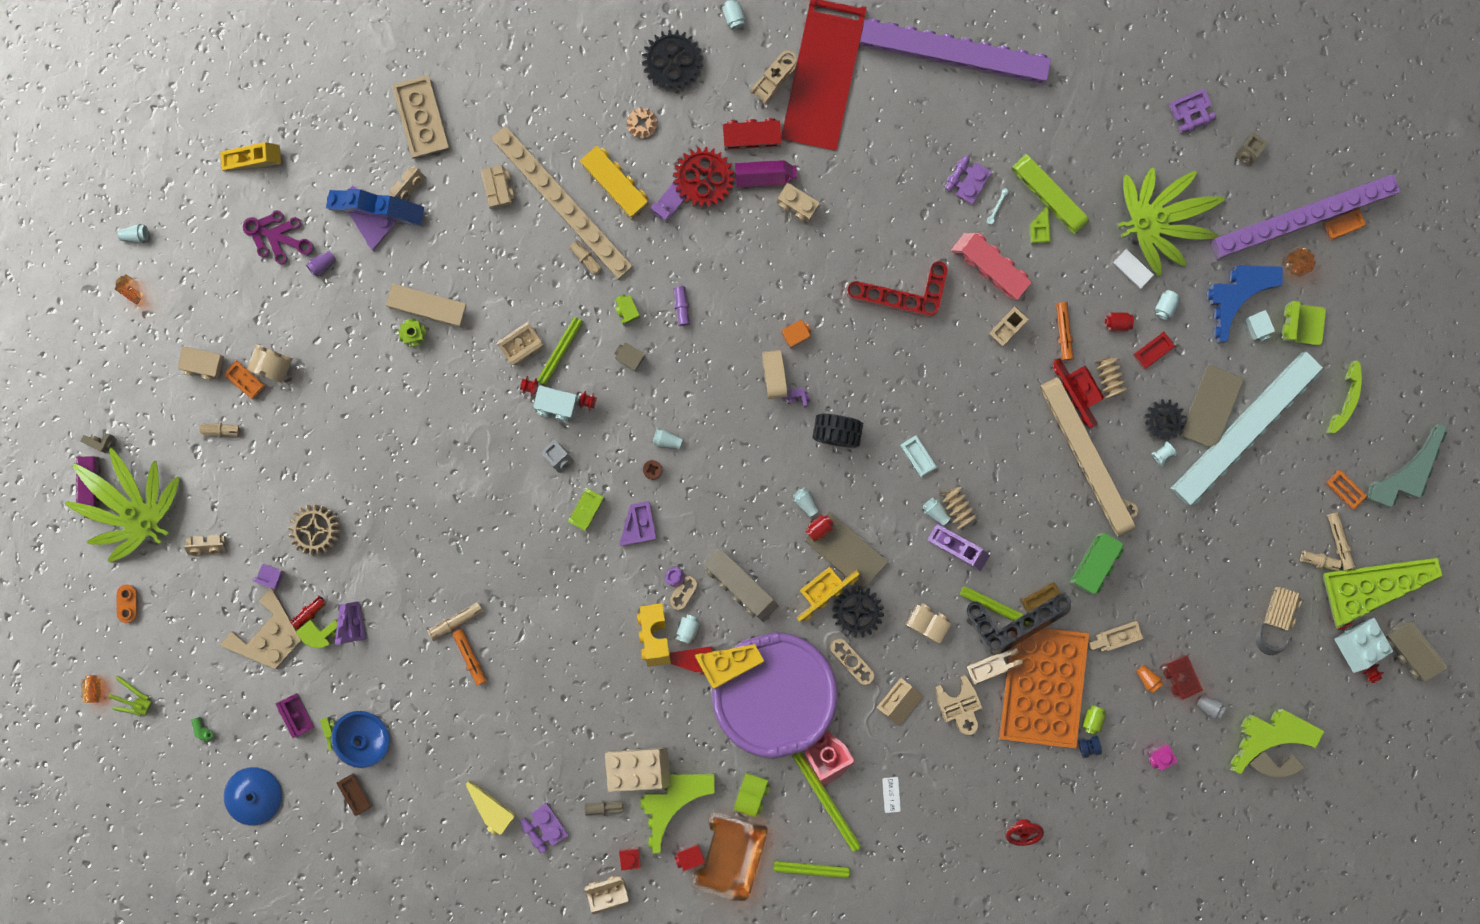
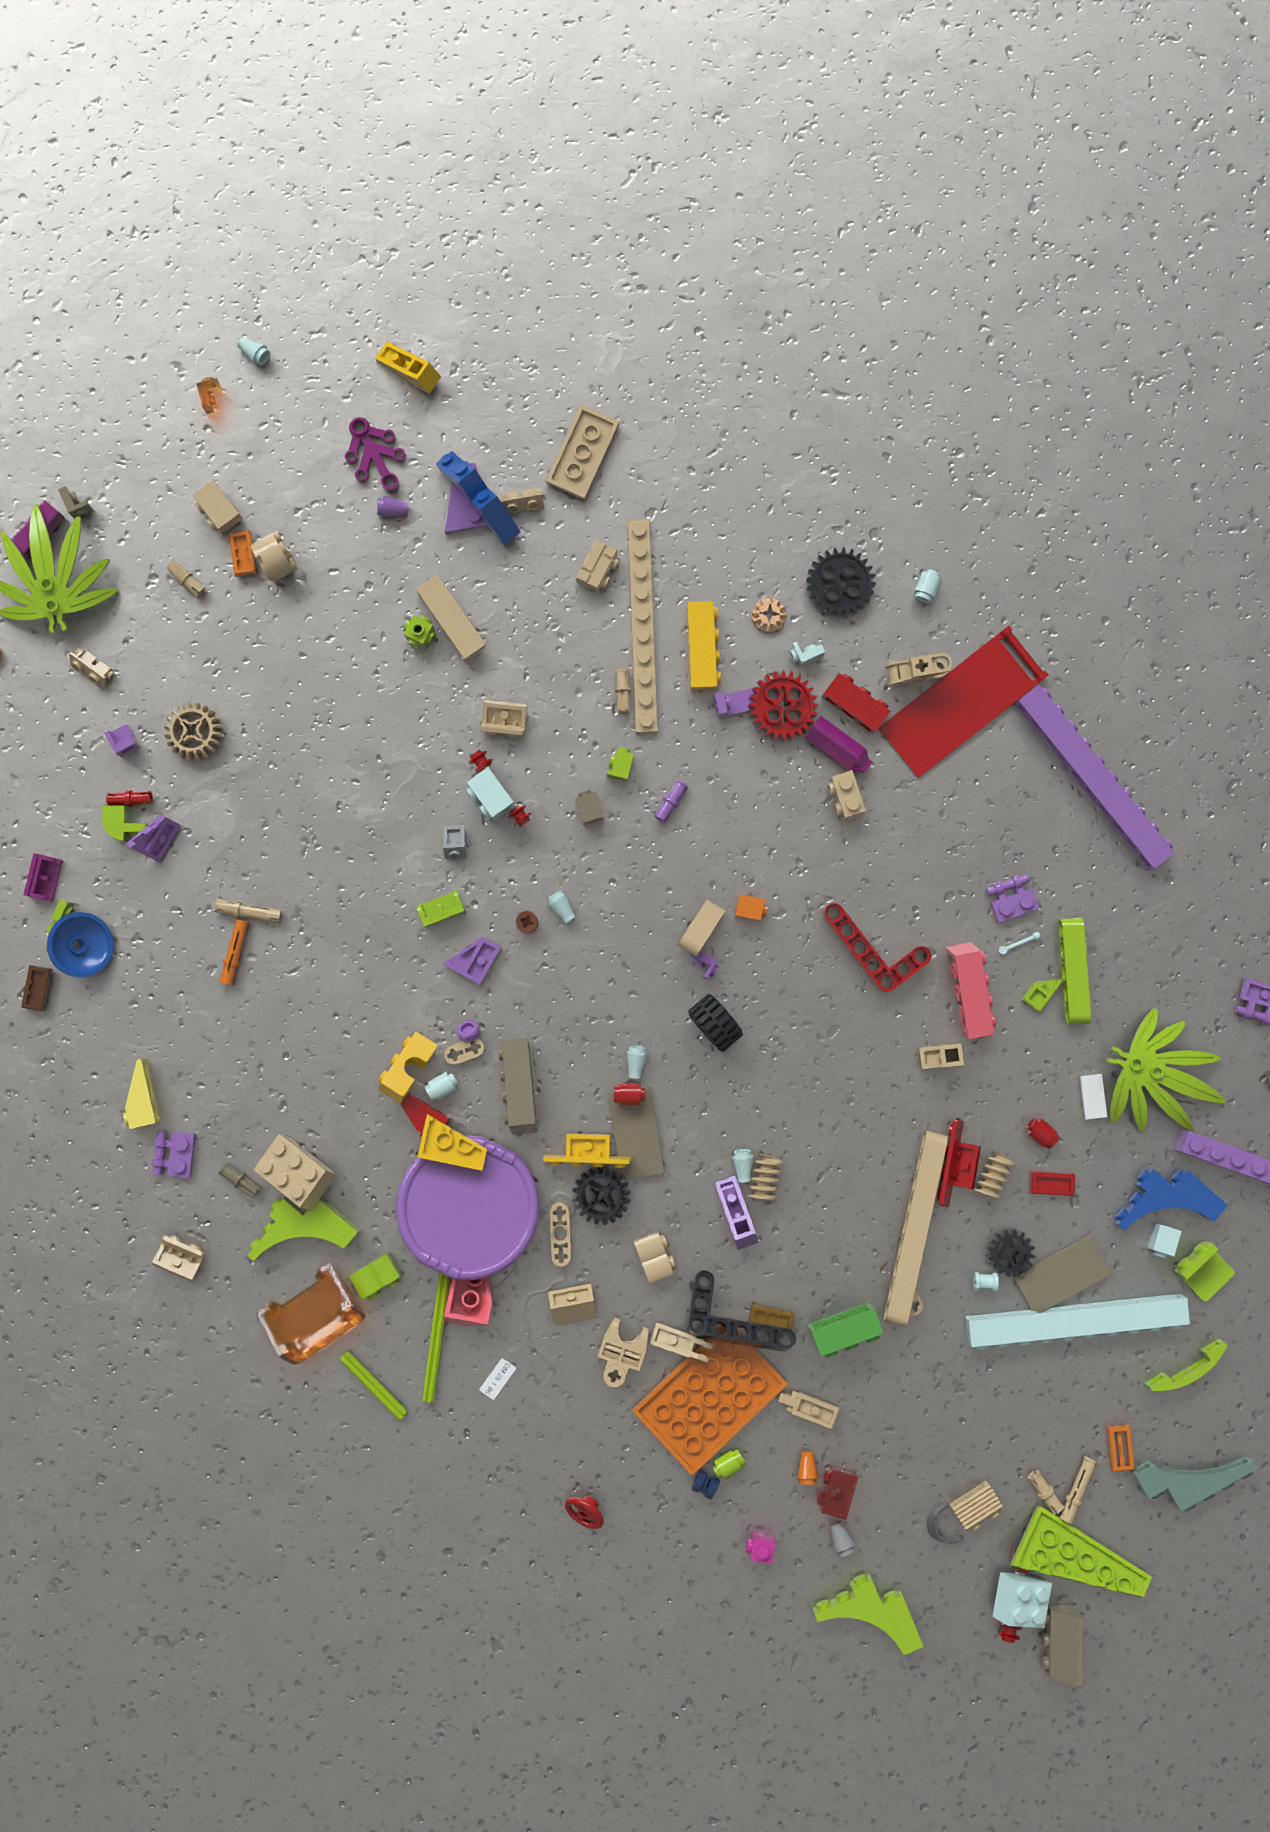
camera: 40 degrees right, 0 degrees up
(272, 641) = (80, 797): tan wing -> none
(559, 351) = (533, 753): lime axle -> none
(630, 858) = (224, 1243): red brick -> none
(689, 857) = (277, 1286): red brick -> none
(692, 128) = (810, 653): none -> light aqua bracket
(918, 456) = (768, 1103): light aqua tile -> none
(992, 604) = (724, 1287): lime axle -> none
(1064, 331) = (987, 1101): orange pin -> none
(1167, 305) = (1097, 1153): light aqua brick -> none
(1264, 764) = (862, 1649): dark tan brick -> none
(1295, 265) = (1241, 1210): clear orange brick -> none

